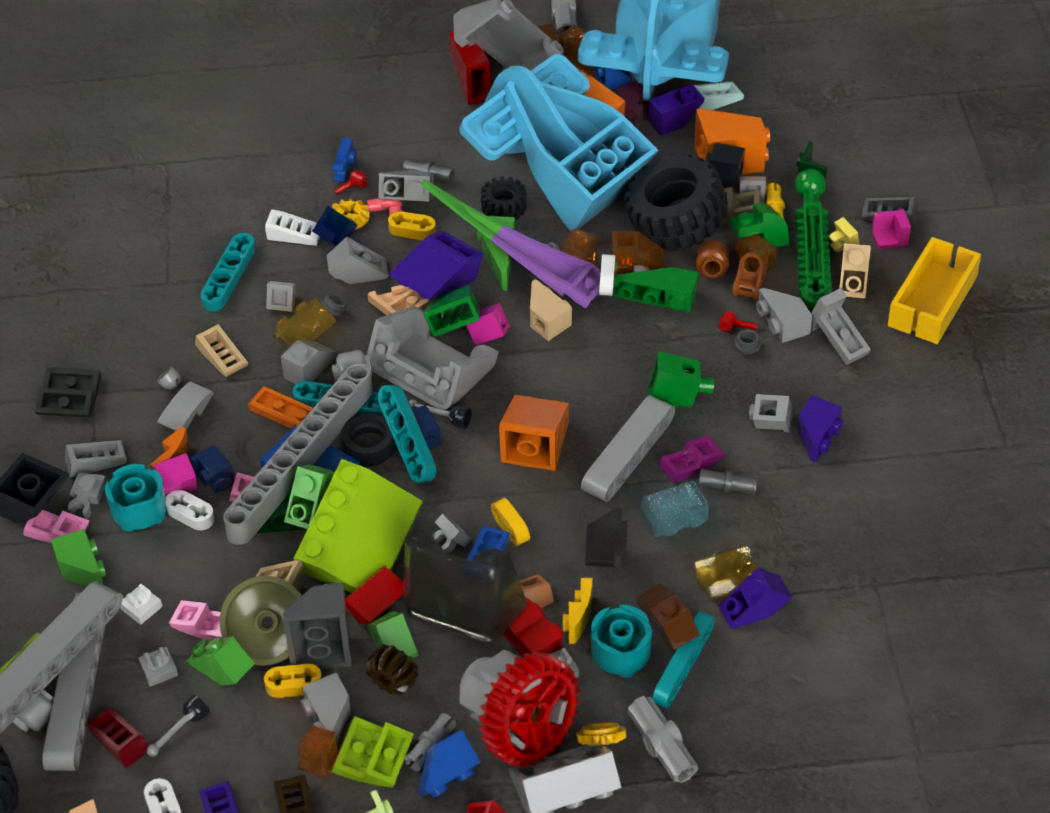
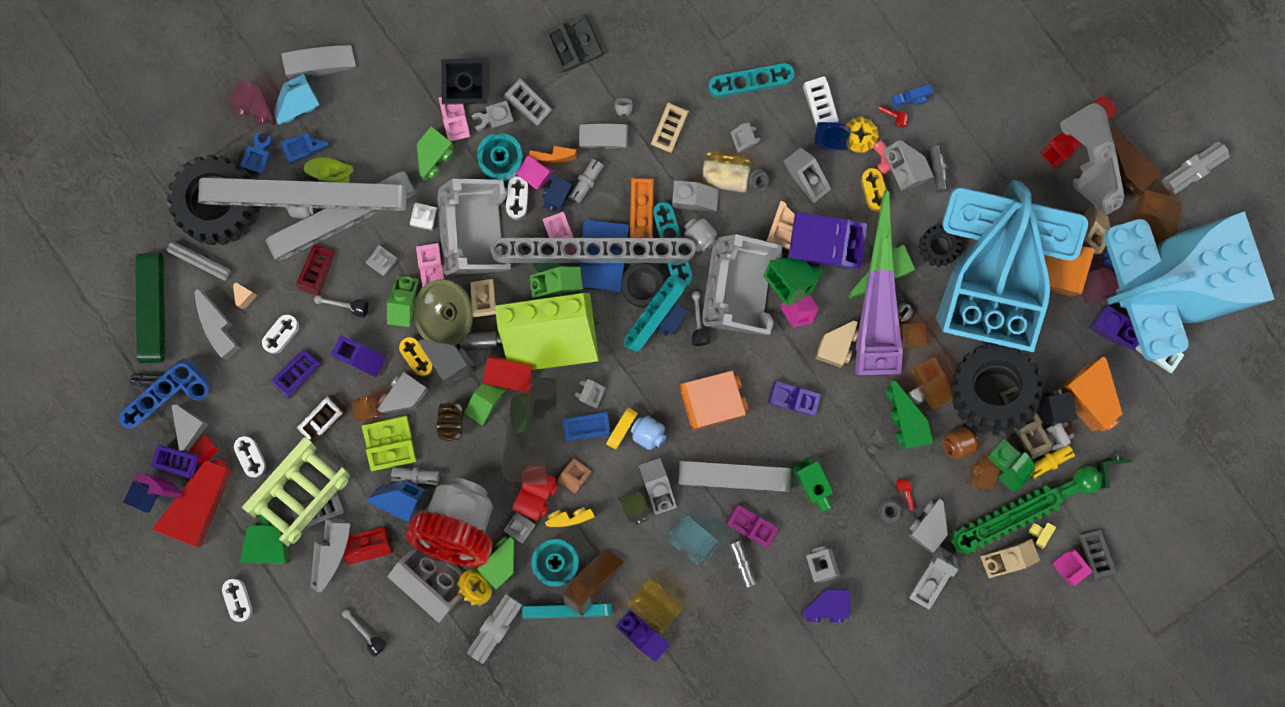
camera: 60 degrees right, 35 degrees up
(183, 564) = (470, 225): none -> light grey windscreen
(220, 440) = (586, 181): none -> light grey pin
(248, 730) = (358, 356): none -> dark purple slope
(531, 499) = (648, 432): none -> light blue head
(580, 370) = (794, 398): none -> dark purple slope
(585, 508) = (657, 486): none -> light grey slope
(596, 699) = (501, 563): none -> bright green slope
(607, 275) = (891, 374): white beam -> none
(750, 279) = (956, 483): dark orange piece -> none
(934, 290) = (1016, 633): yellow piece -> none

